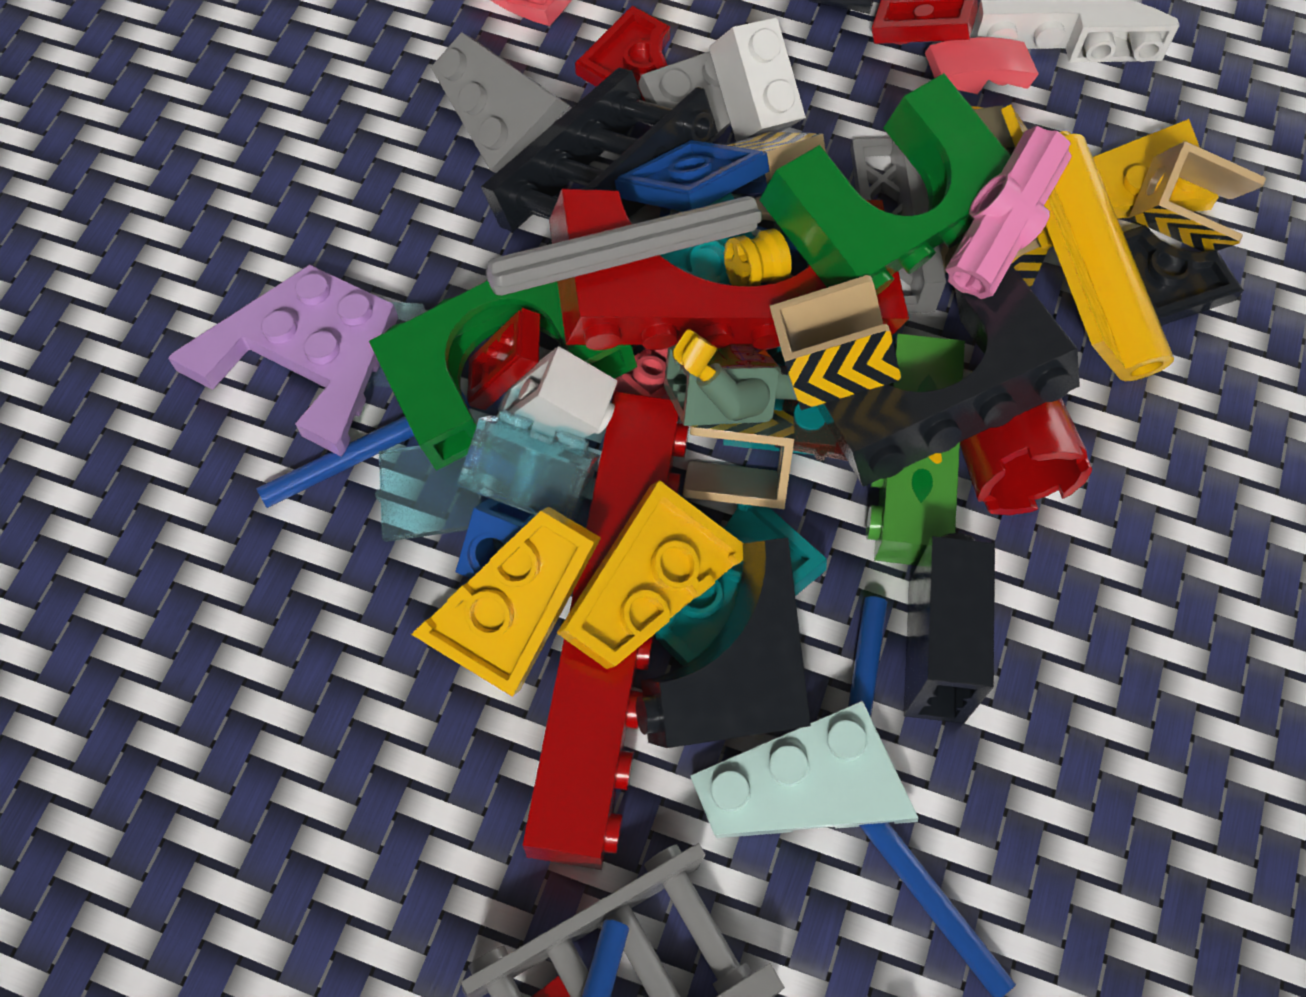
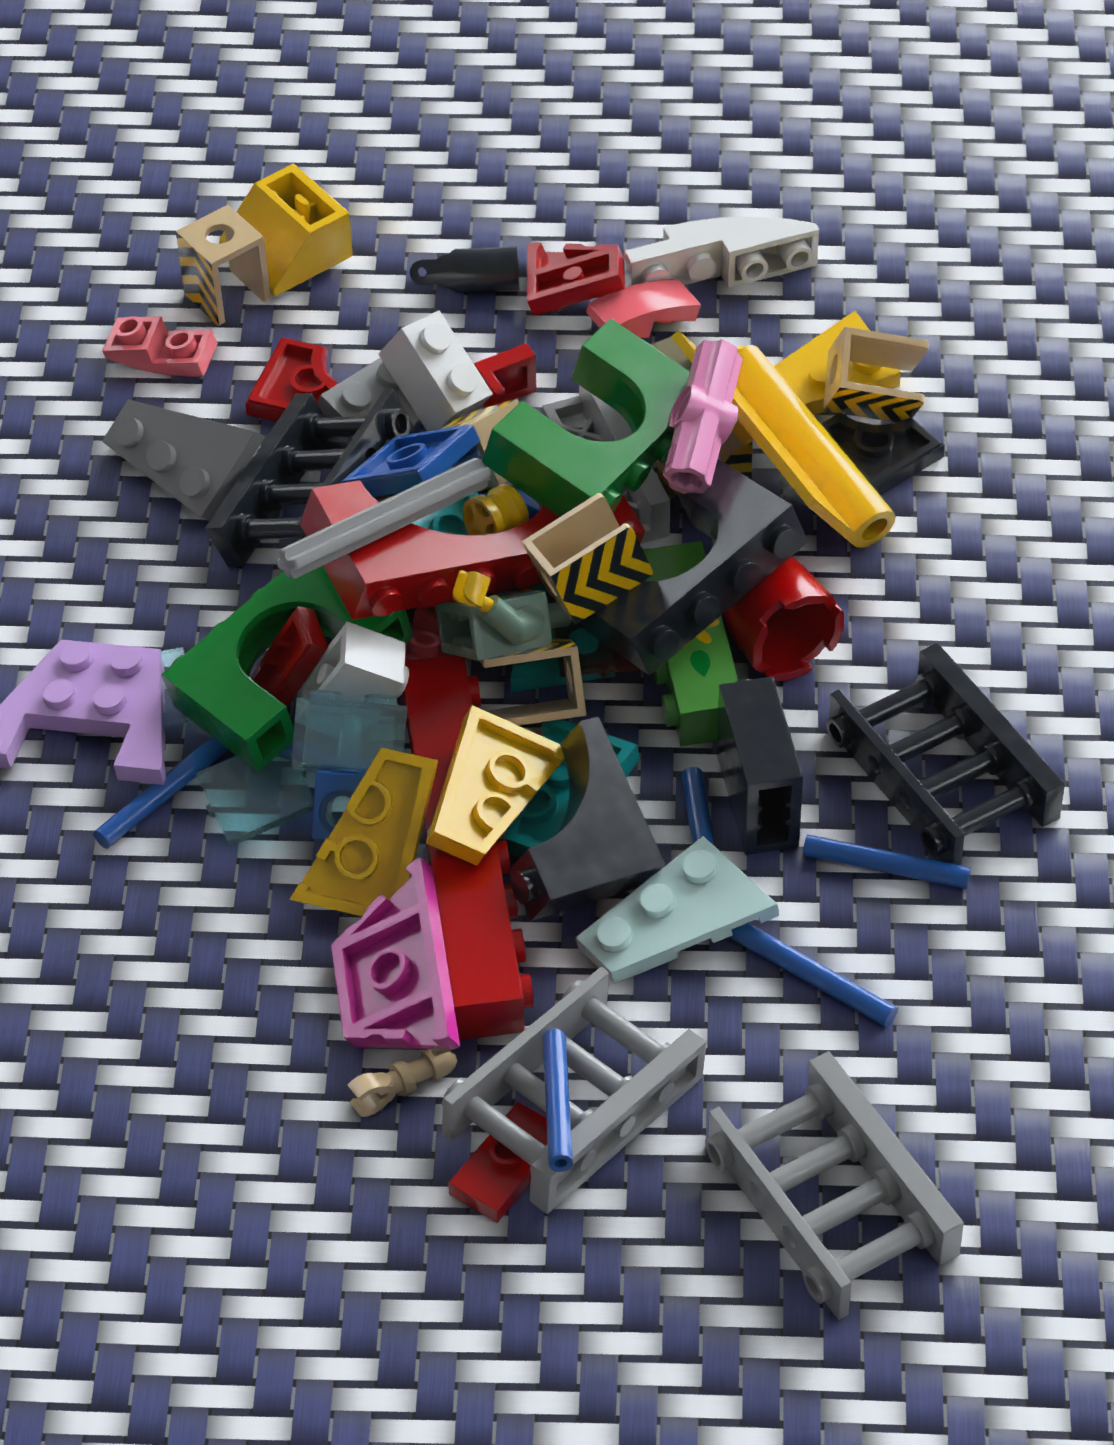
camera: 15 degrees left, 15 degrees down
(416, 905) = (378, 1089): none -> tan piece
(482, 772) = (396, 971): none -> dark pink wing
(827, 101) = (509, 374): none -> red bracket
(1056, 779) = (886, 861): none -> blue piece
(1192, 626) = (967, 716): none -> black fence

